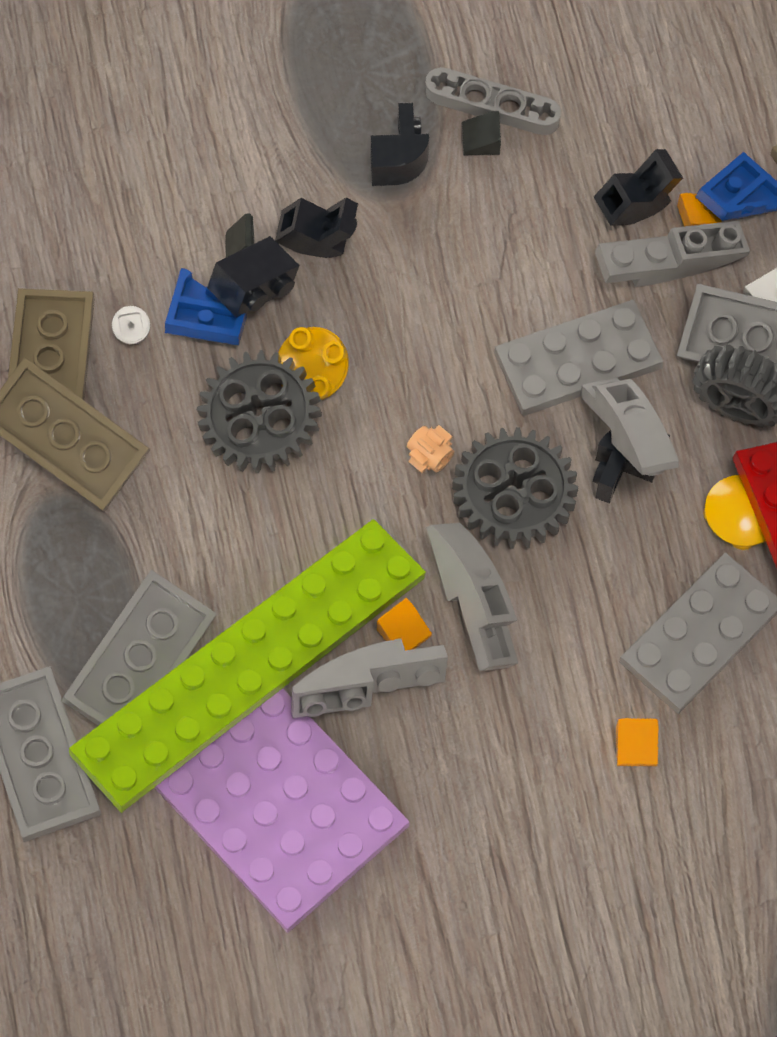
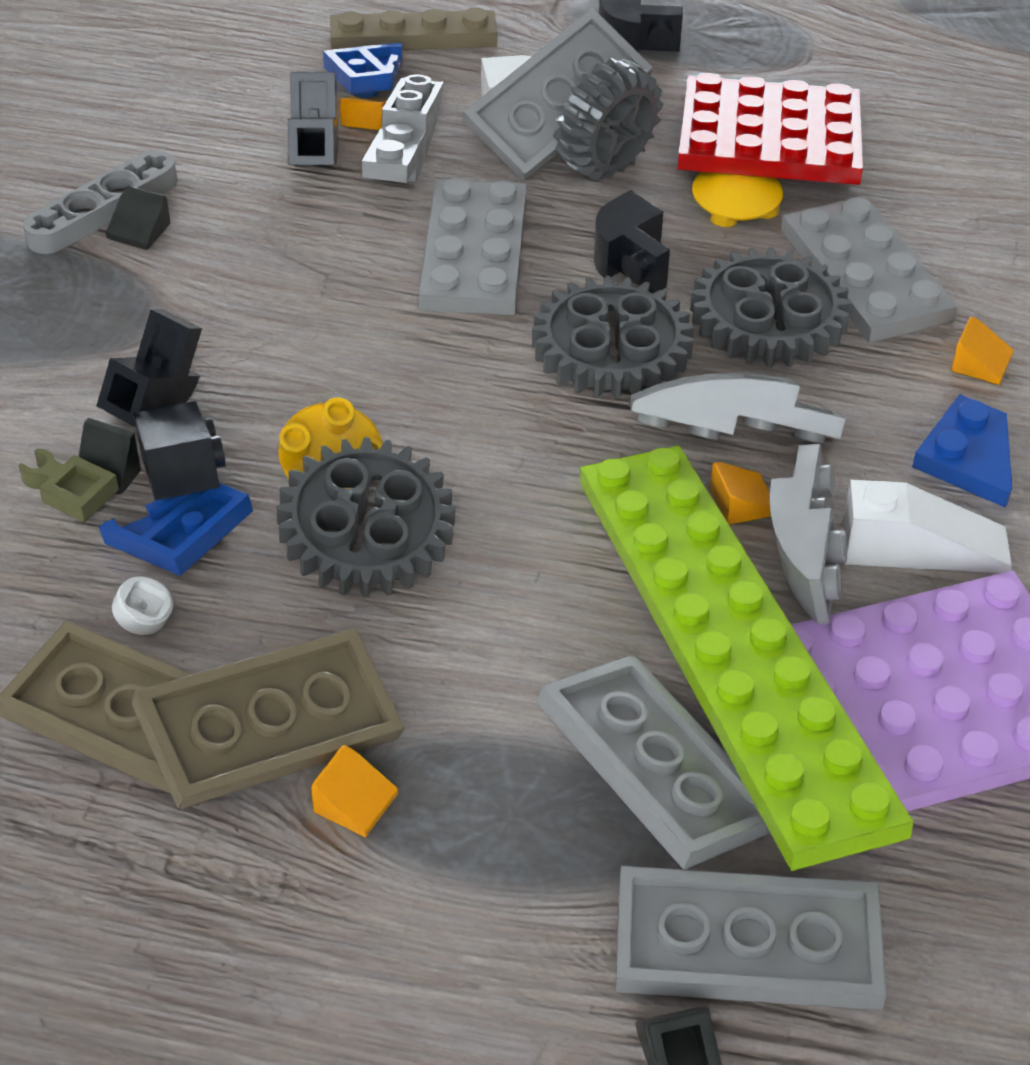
camera: 65 degrees left, 20 degrees down
(47, 504) = (352, 792): none -> light orange slope
(208, 235) = (71, 487): none -> olive plate
(401, 156) = (102, 281): black brick -> none
(417, 754) = (915, 529): none -> white slope
(430, 449) = (520, 383): light nougat gear -> none
(528, 762) = (970, 450): none -> blue wing
(627, 604) = (738, 313): none -> dark grey gear
(633, 424) = (619, 188): light grey slope -> none

